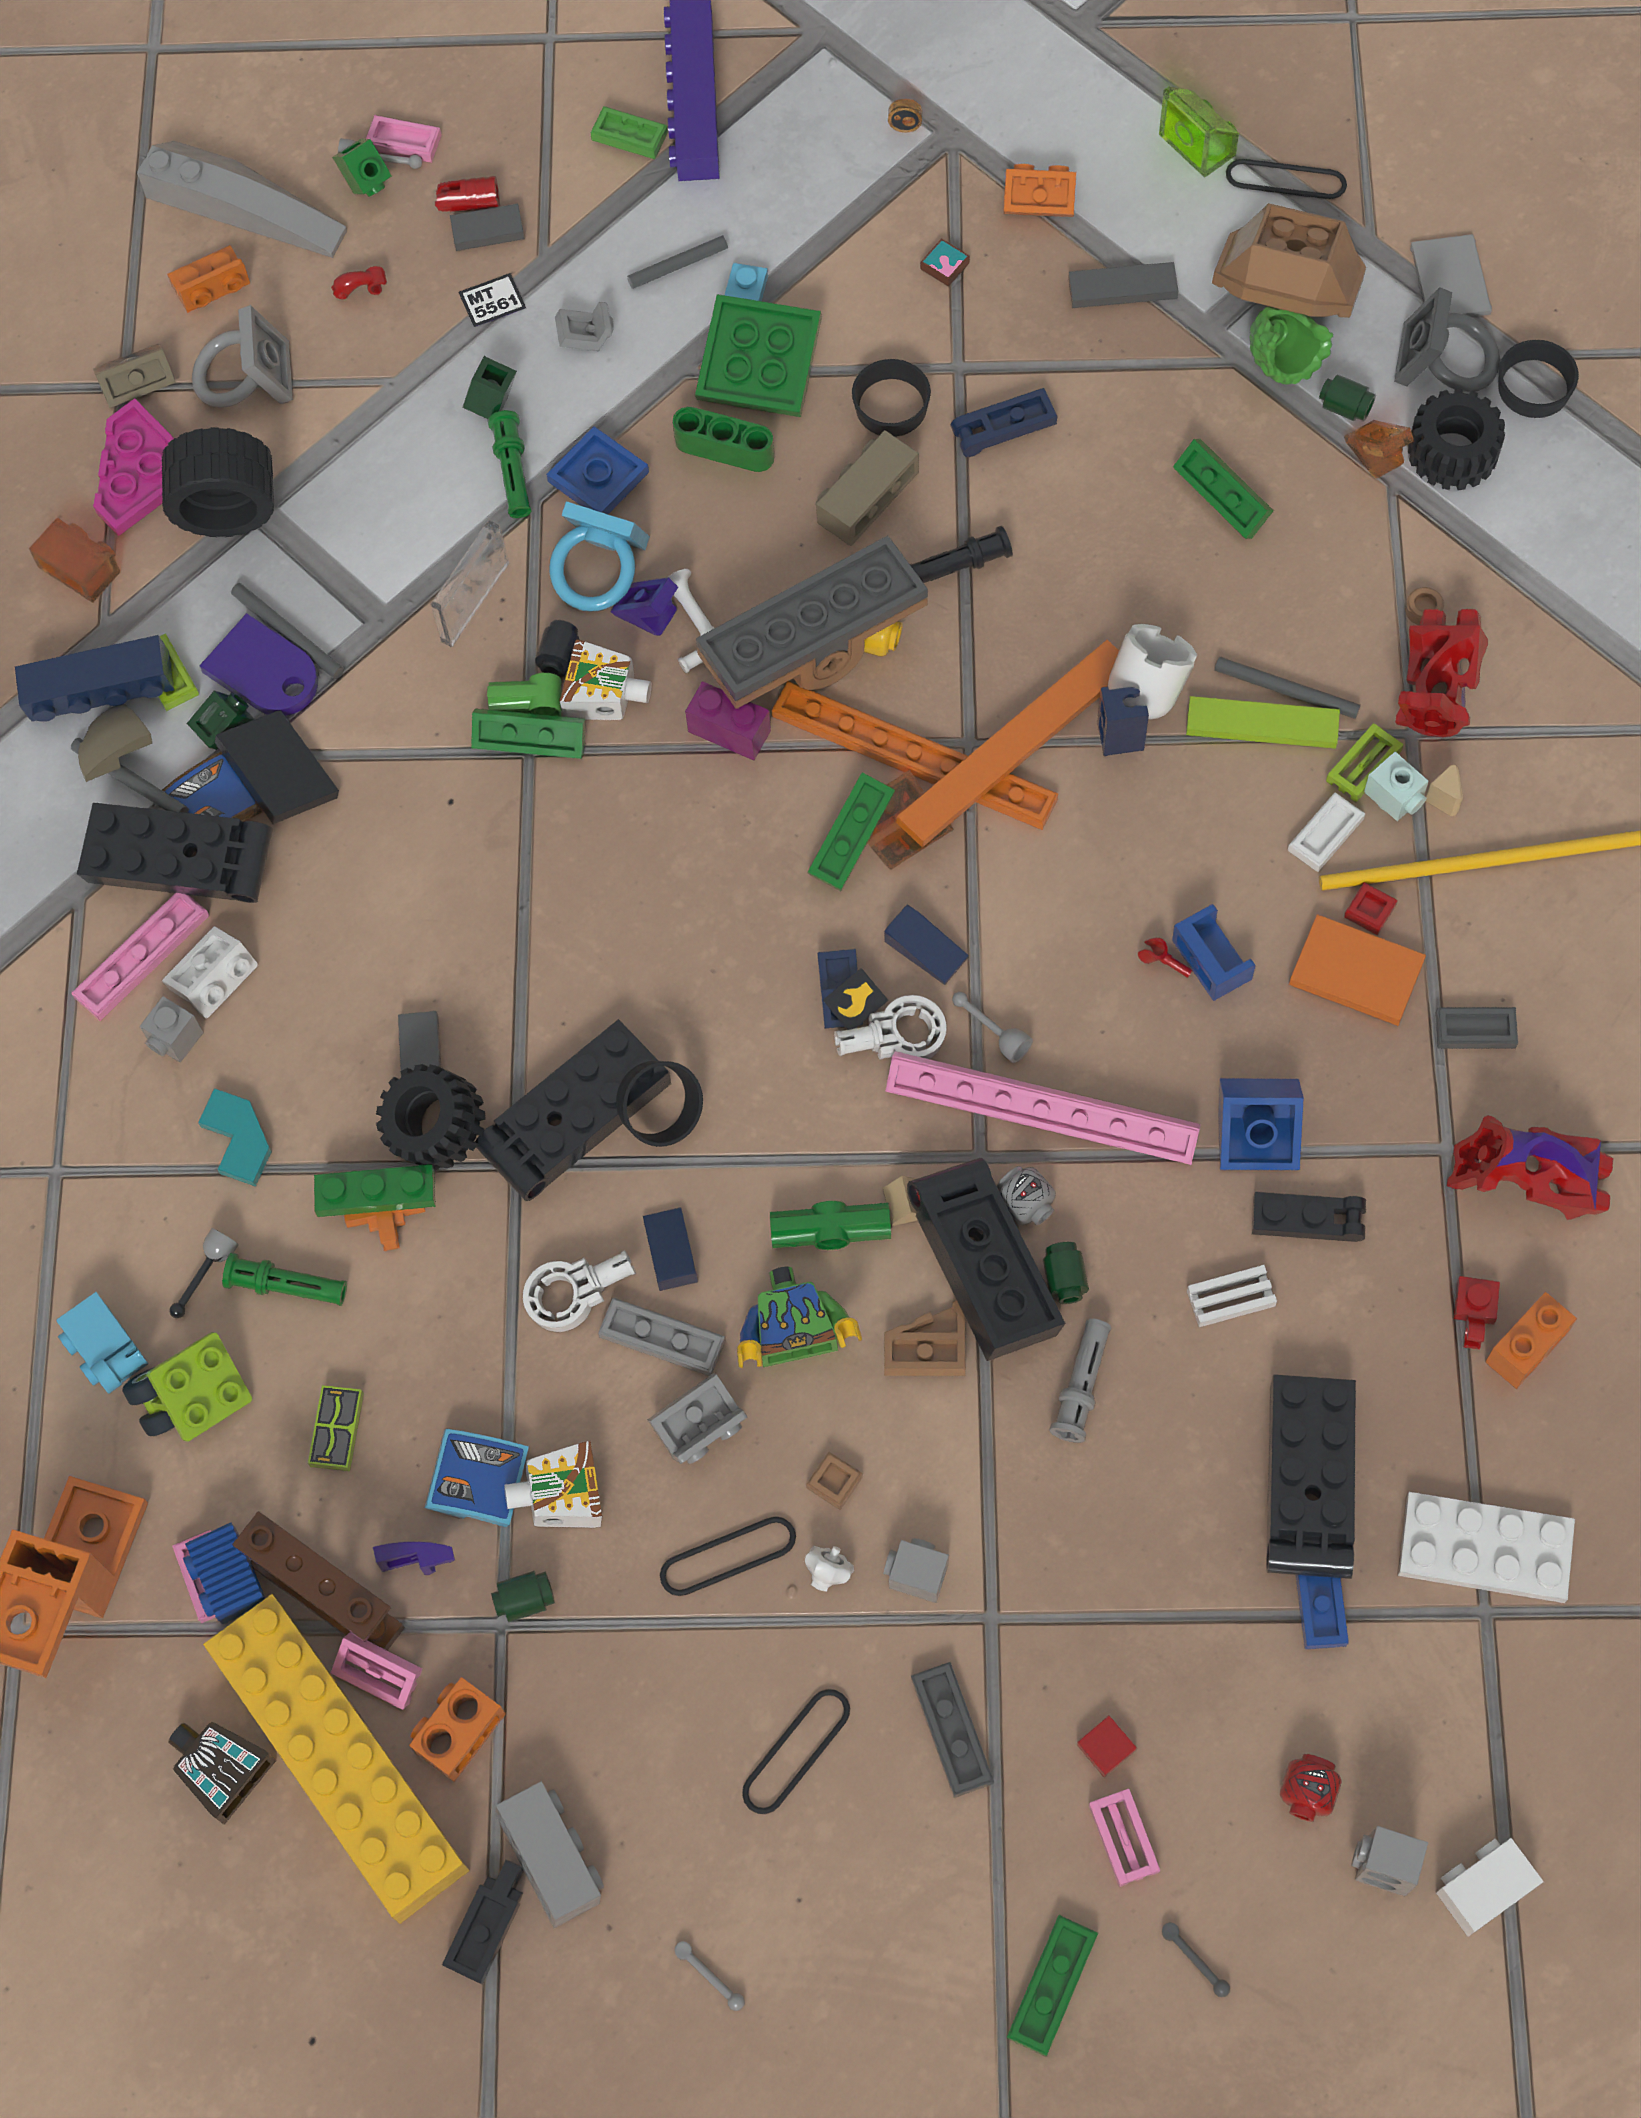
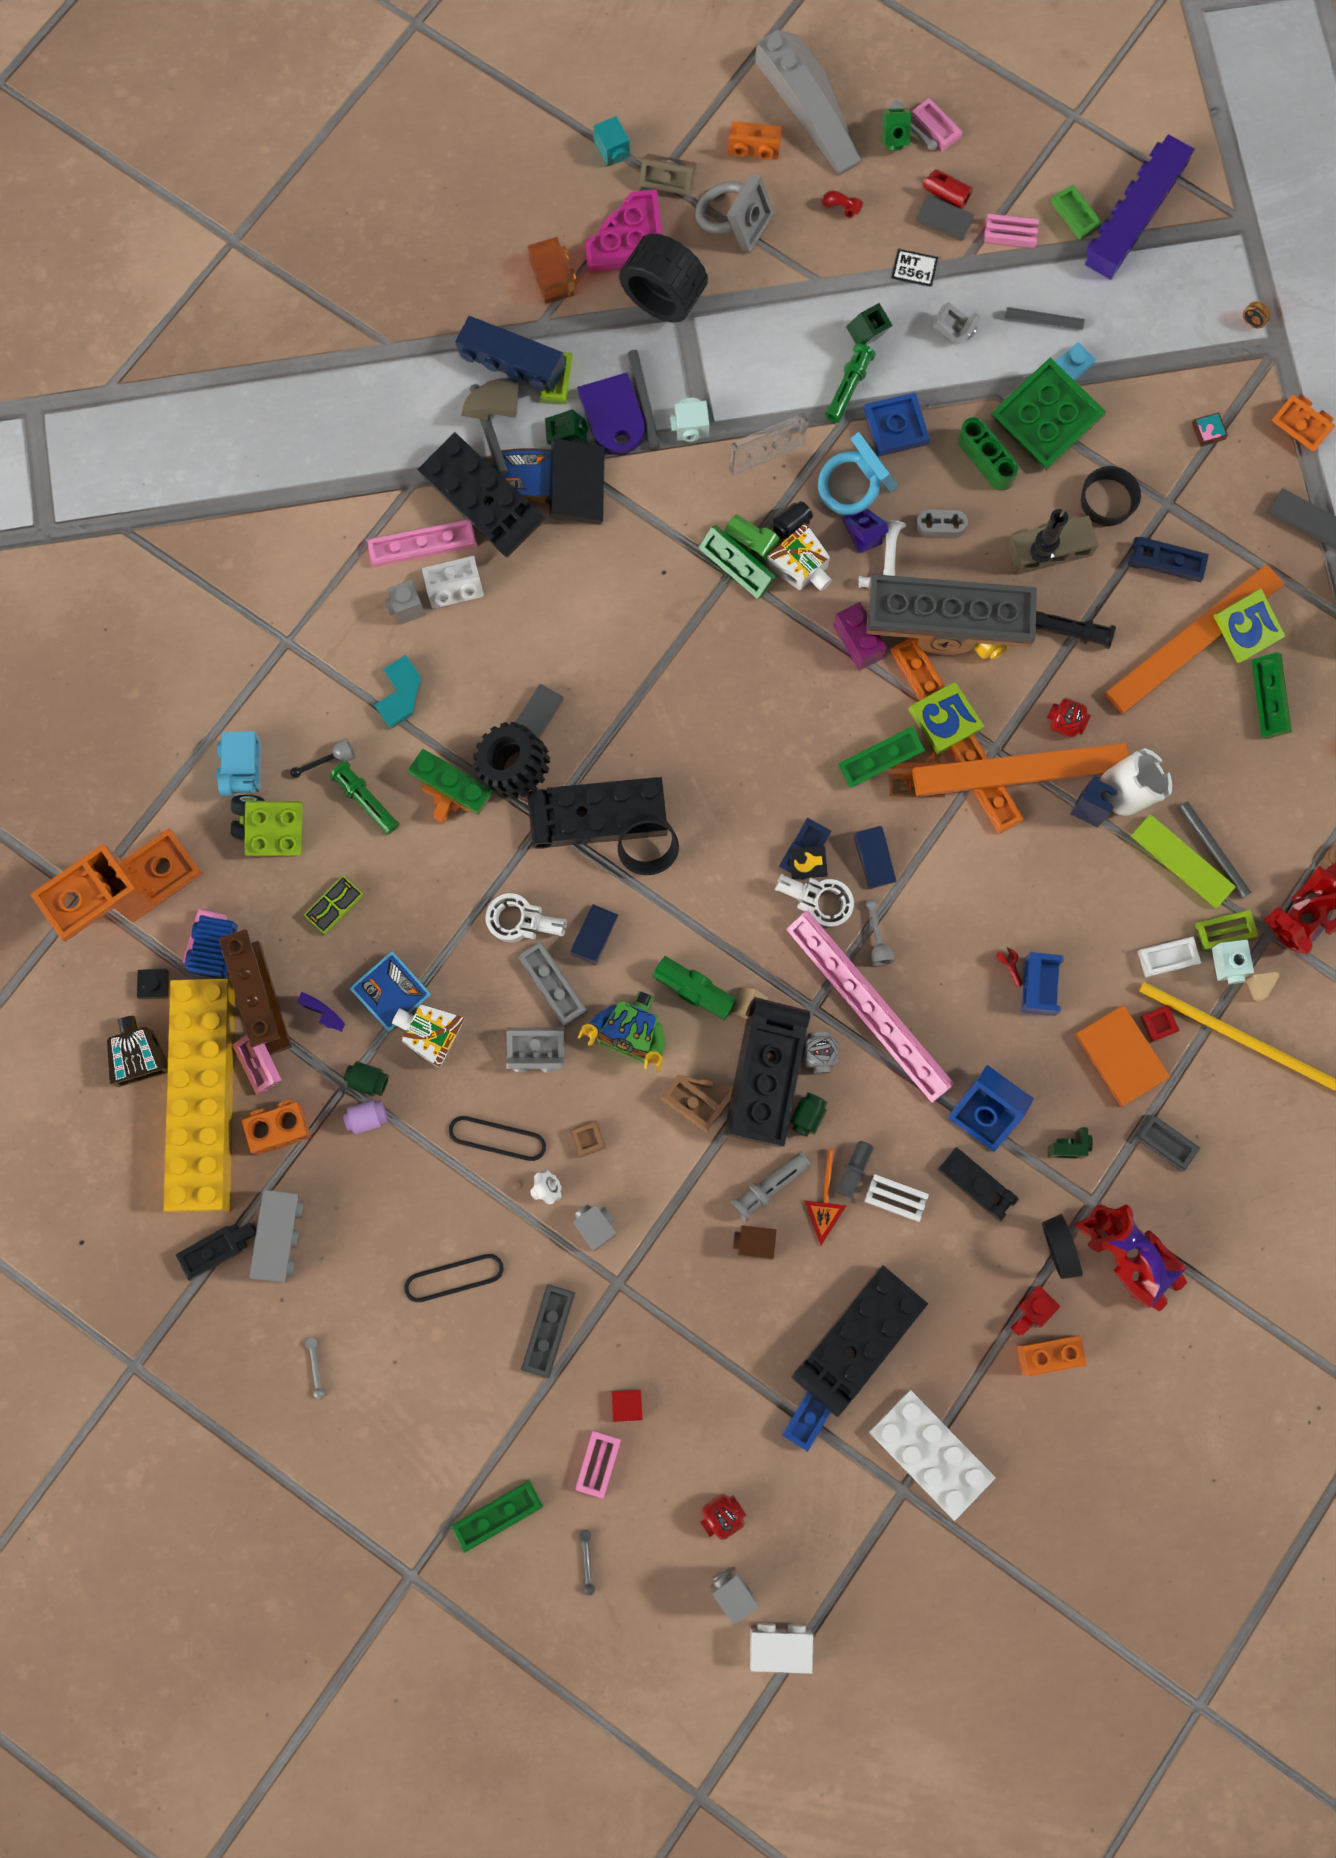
camera: 30 degrees right, 10 degrees up
(42, 379) = (611, 140): none -> teal brick
(179, 1672) = (152, 984): none -> black plate
(360, 616) = (690, 420): none -> light aqua brick
(554, 1639) = (365, 1116): none -> lavender brick
(567, 191) = (1011, 226): none -> bright pink tile
(728, 545) = (941, 523): none -> light grey beam
(862, 479) = (1048, 540): none -> black pin
(891, 742) = (946, 718): none -> lime tile
(1024, 654) = (1069, 717): none -> red head
(1095, 487) = (1185, 645): none -> orange tile
(1113, 1454) = (755, 1242): none -> reddish brown brick
(1143, 433) = (1249, 625): none -> lime tile
(1162, 1297) = (855, 1169): none -> dark grey axle
(1164, 1372) = (824, 1214): none -> piece
(1377, 1108) = (1067, 1149): none -> dark green bracket
(1452, 1212) = (1062, 1247): none -> black tyre

